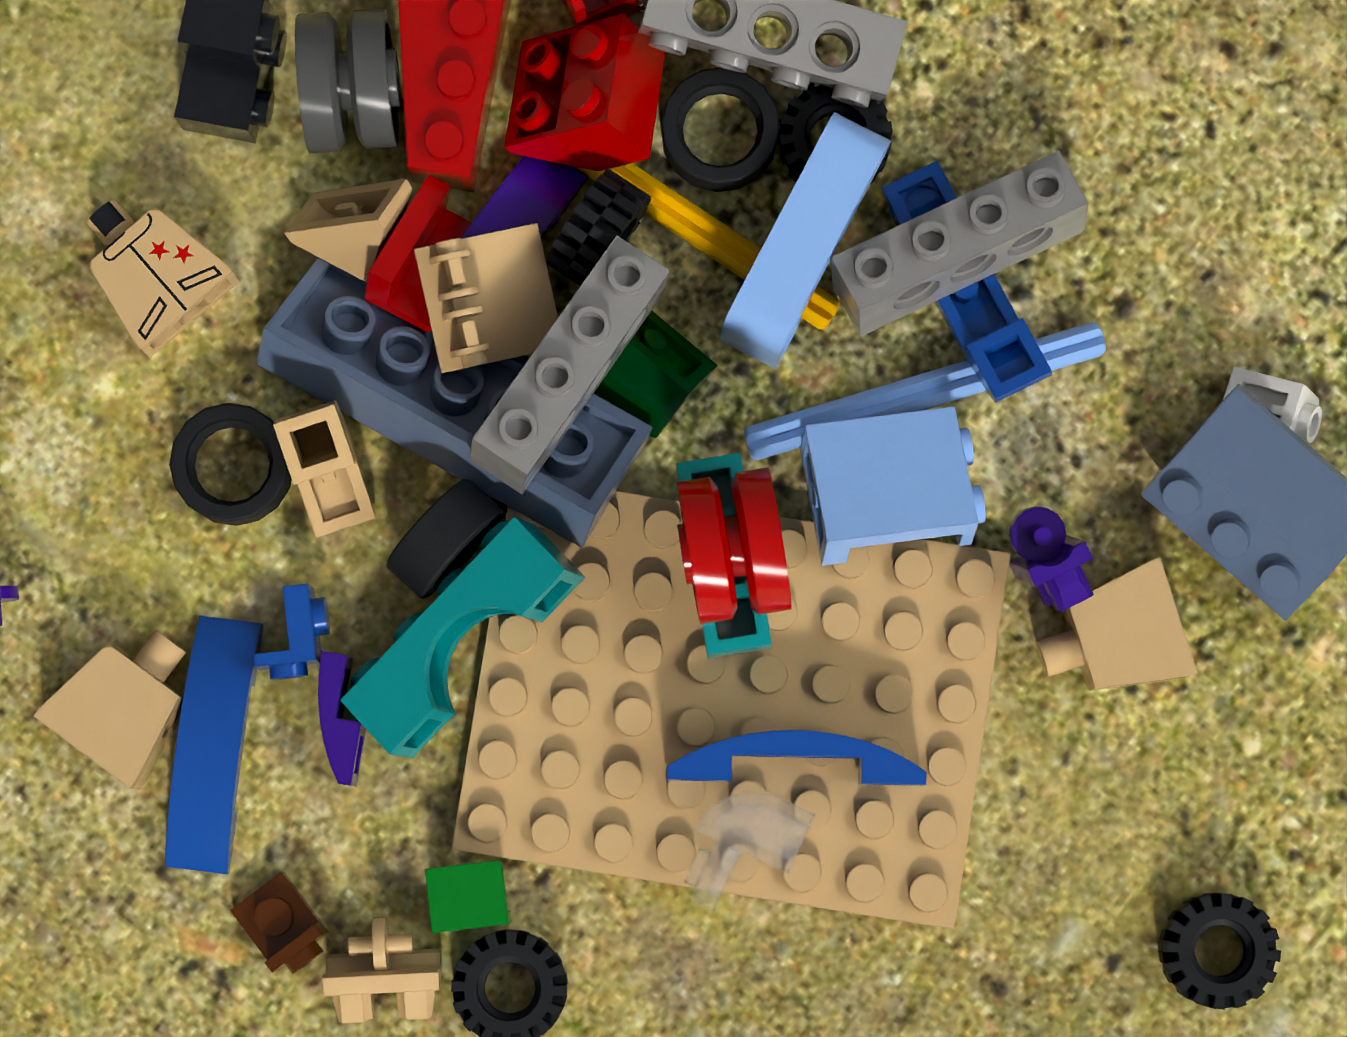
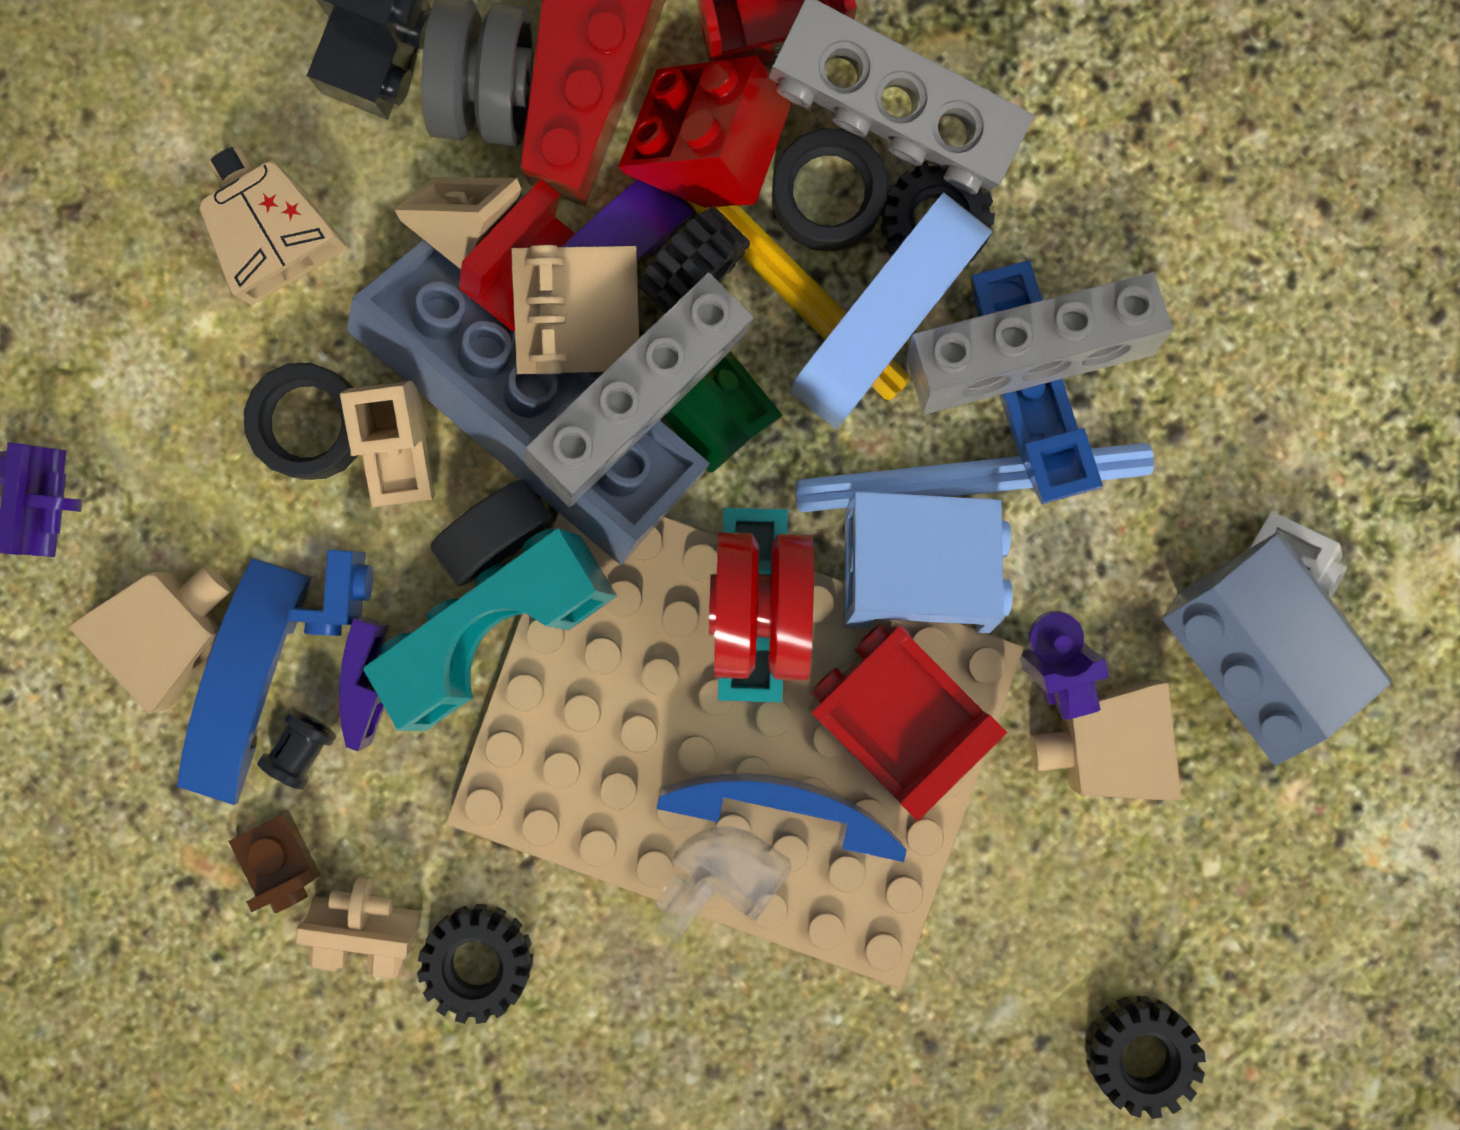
camera: 15 degrees right, 5 degrees up
(283, 801) = (296, 749): none -> black bush
(467, 896) = (448, 874): green panel -> none
(898, 644) = (904, 719): none -> red panel

